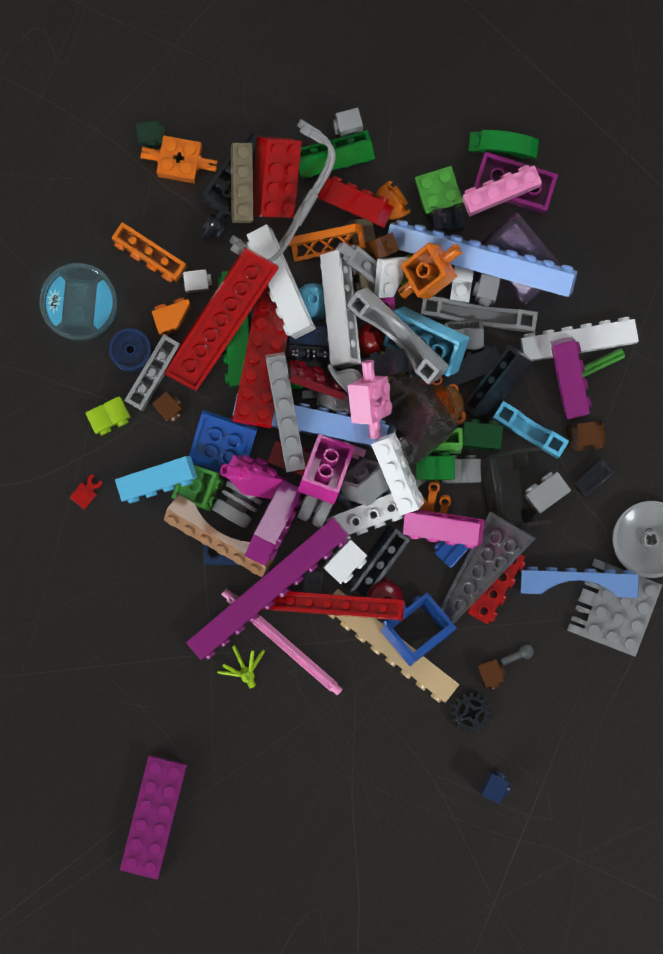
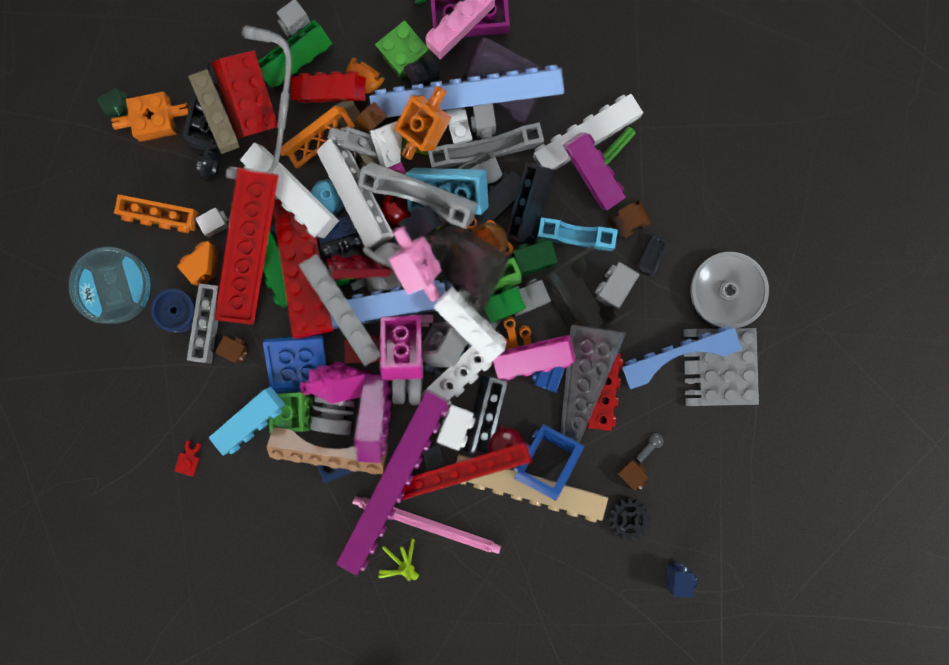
camera: 25 degrees left, 0 degrees up
(108, 415) = (180, 380): lime brick -> none

